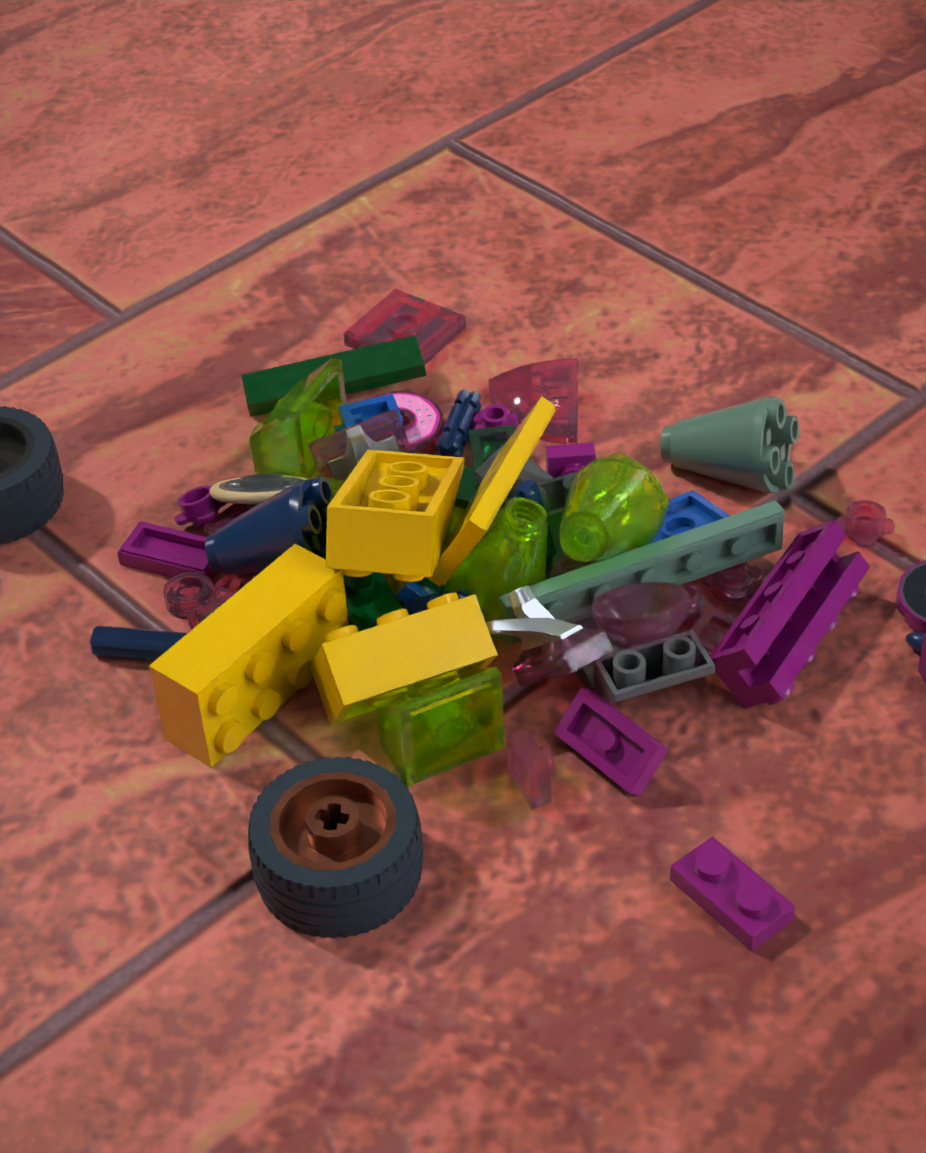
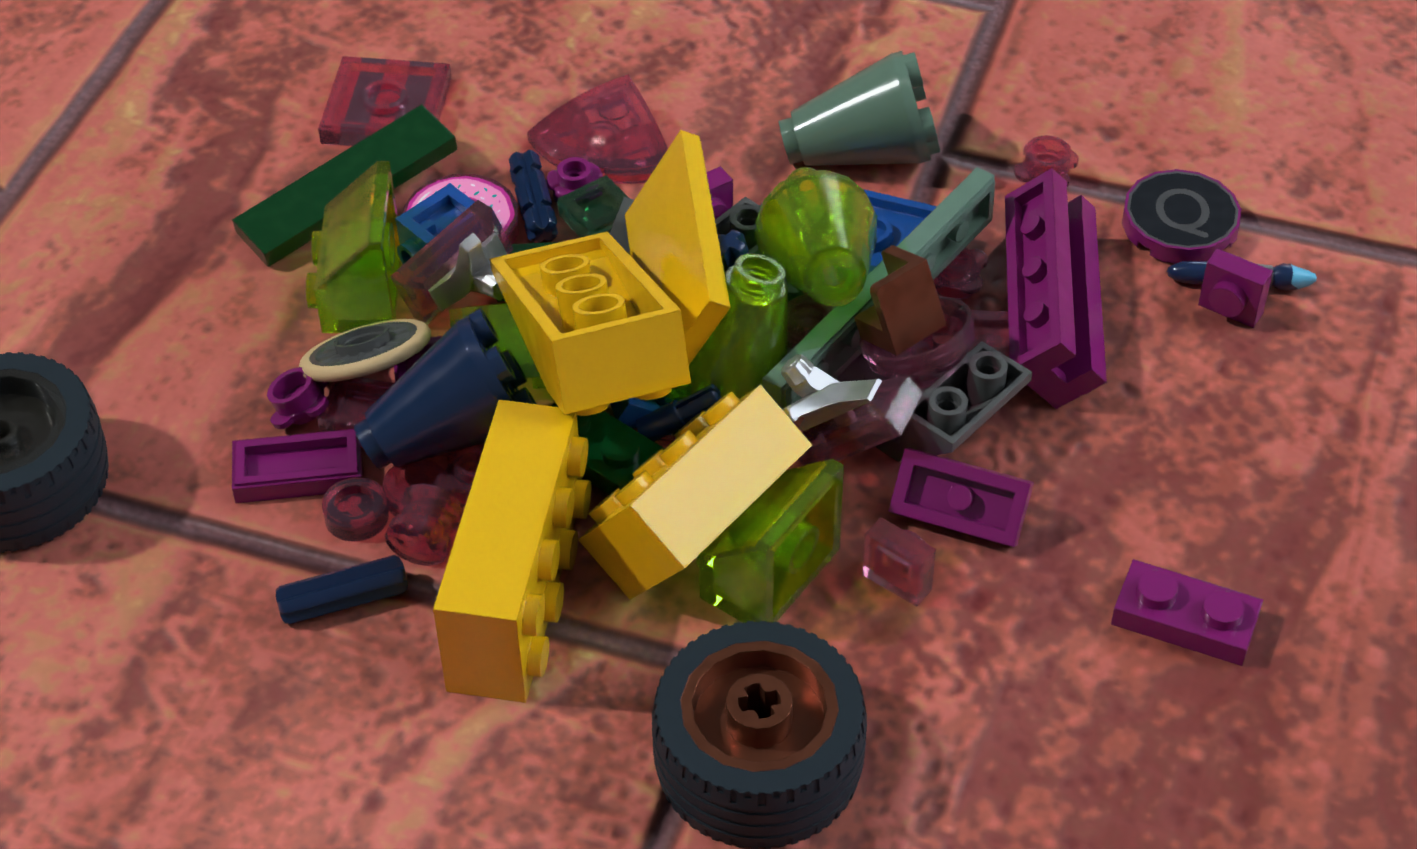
camera: 30 degrees left, 5 degrees up
(628, 575) = (904, 304): none -> copper panel

